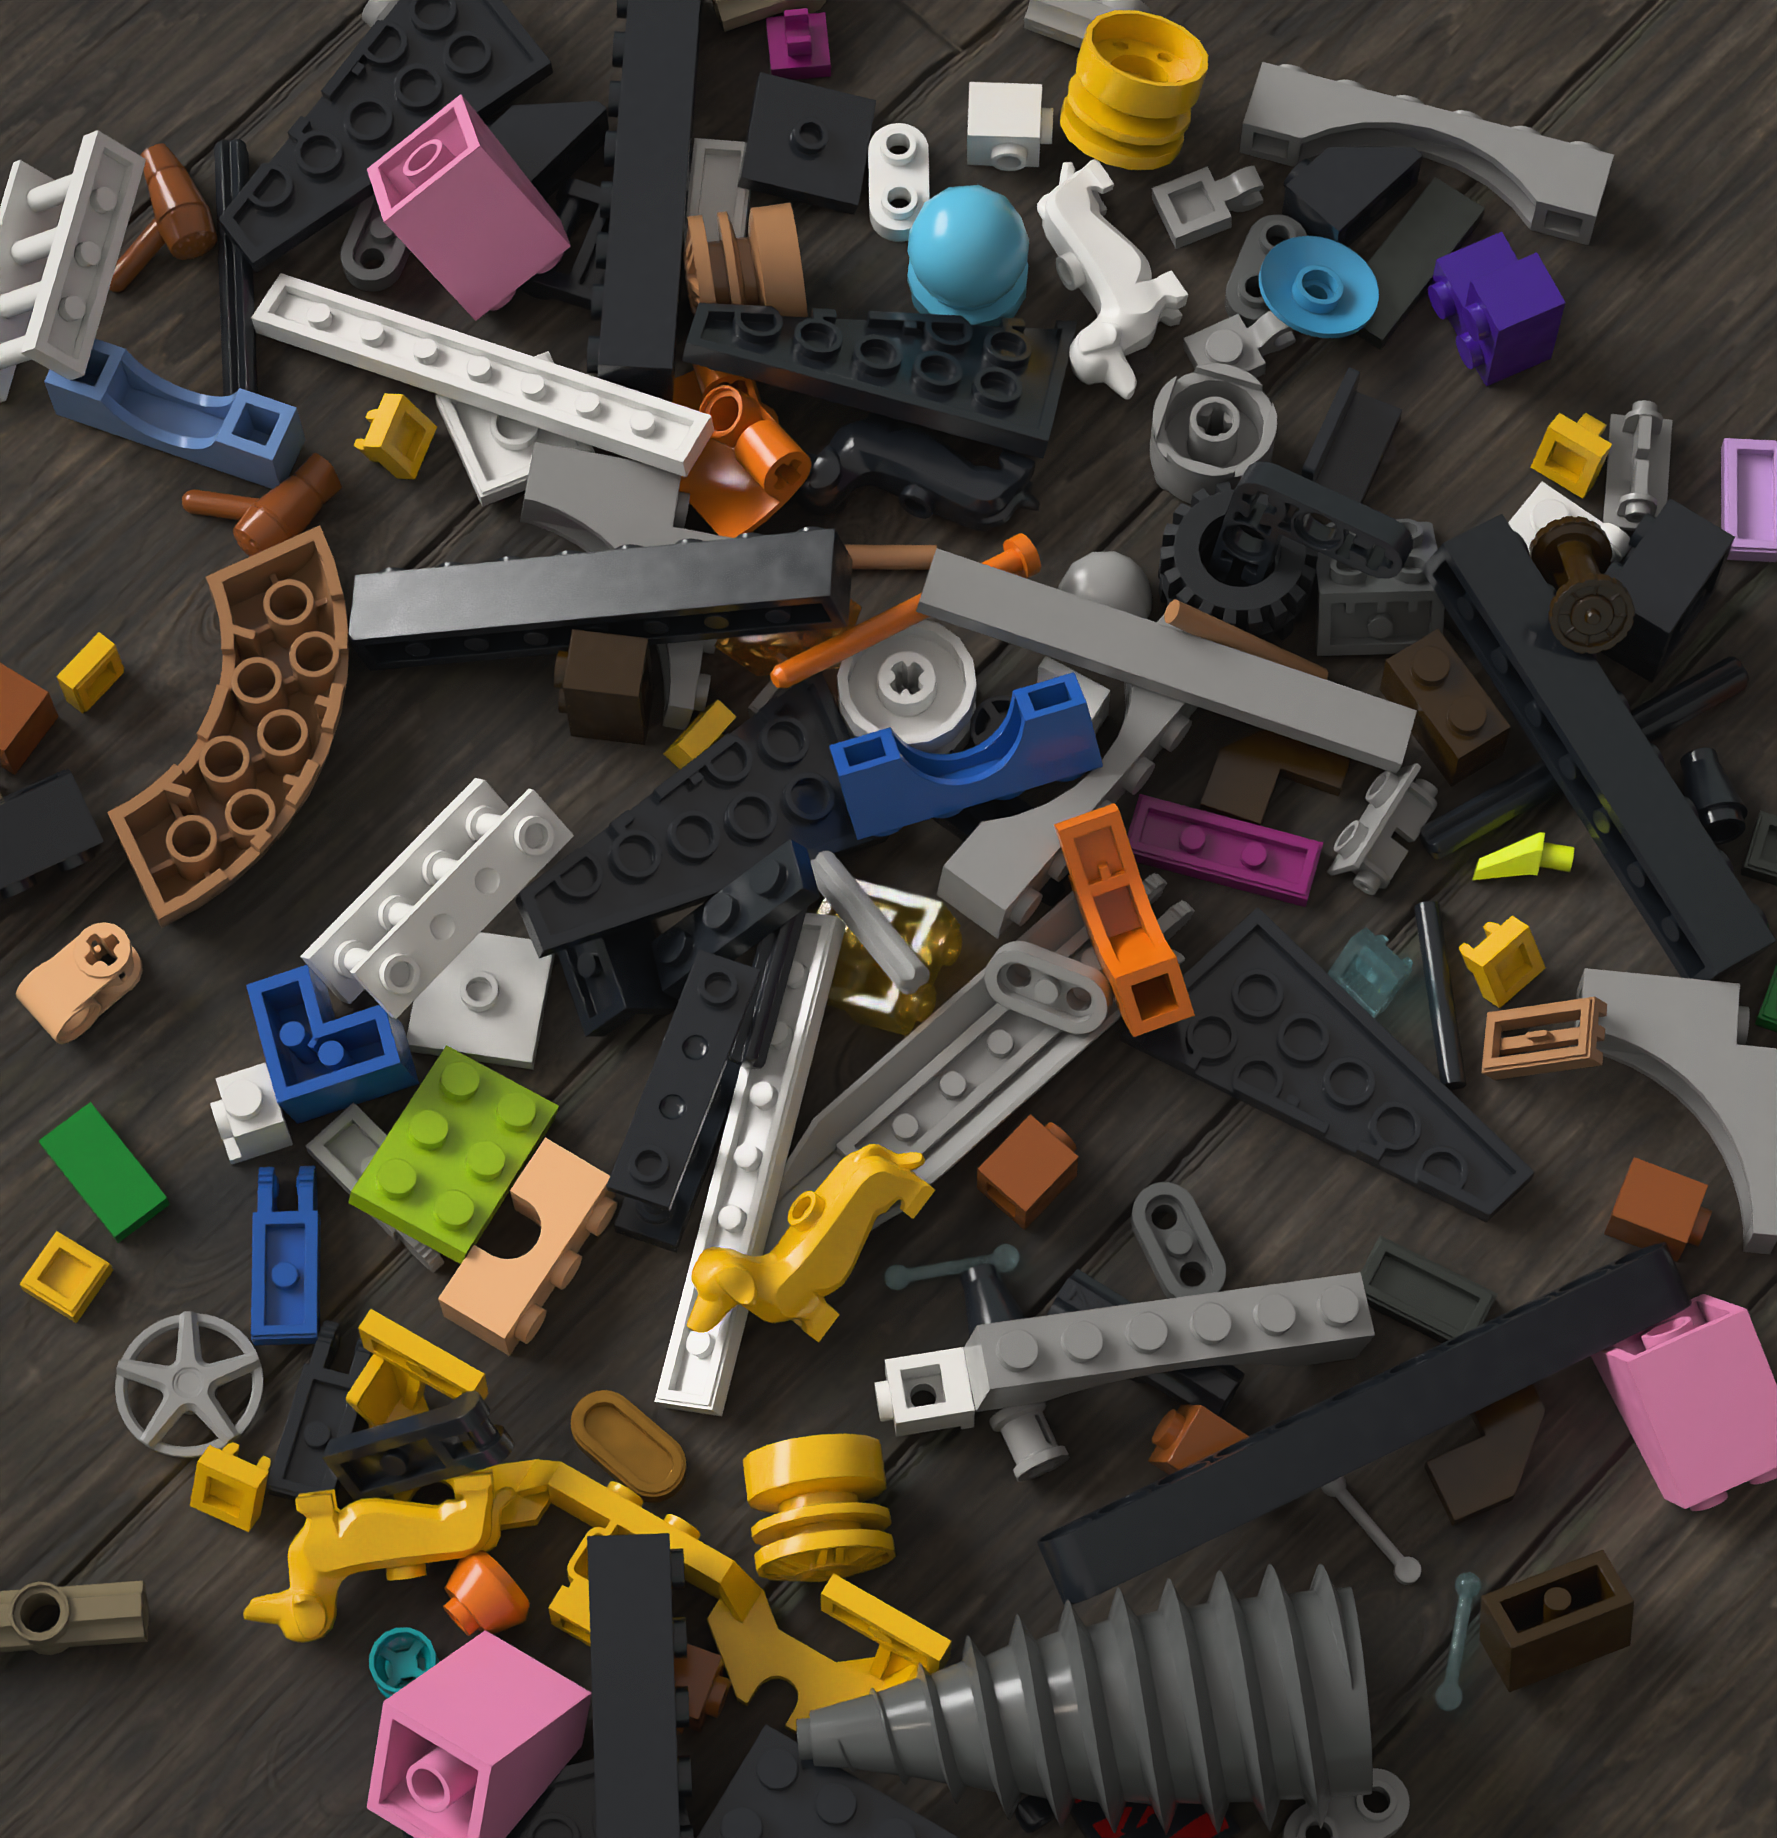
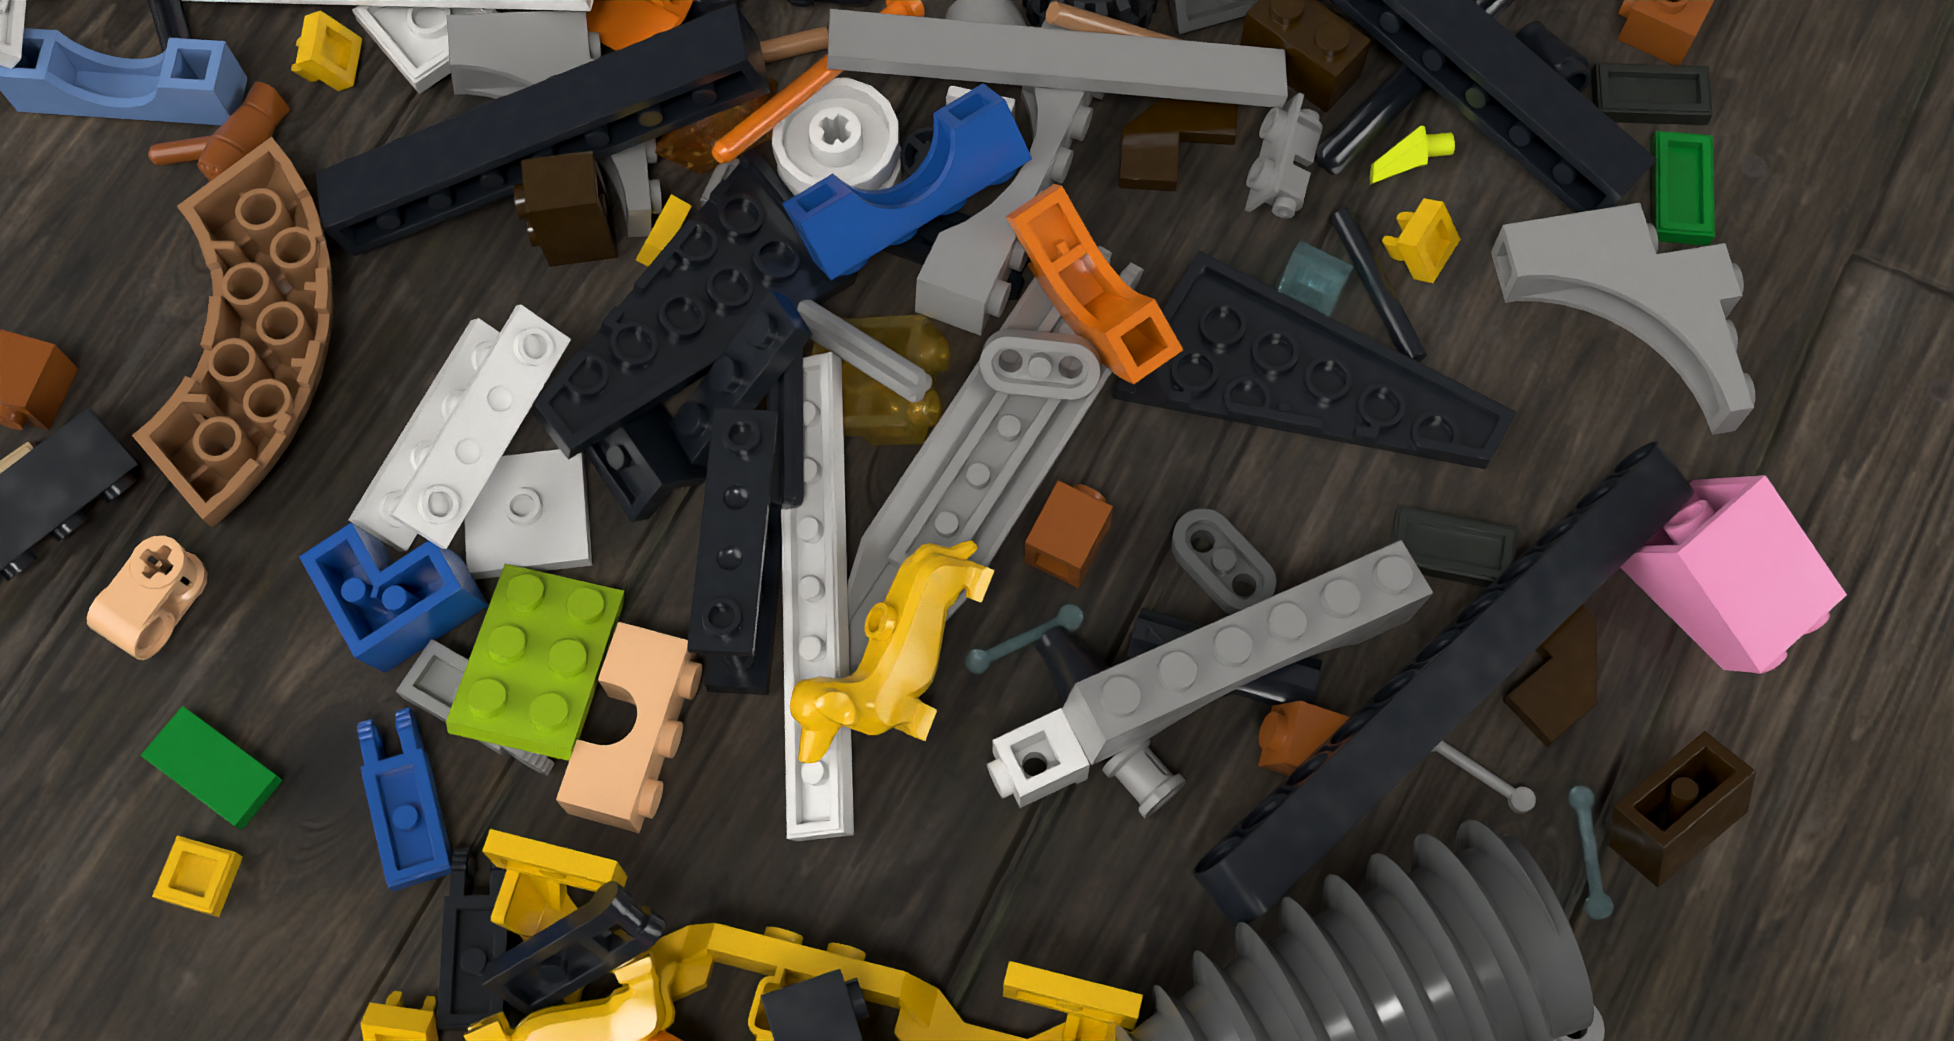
camera: 15 degrees left, 0 degrees up
(91, 673) = (95, 320): yellow tile -> none
(188, 1384) = (338, 947): light grey wheel -> none
(249, 1114) = (334, 678): white brick -> none
(628, 1445) = (774, 887): pearl gold tile -> none
(817, 1498) = (967, 887): yellow wheel -> none
(1223, 850) = (1157, 213): magenta tile -> none
(1581, 1056) = (1521, 302): medium nougat tile -> none
(1659, 1208) = (1632, 413): dark orange brick -> none

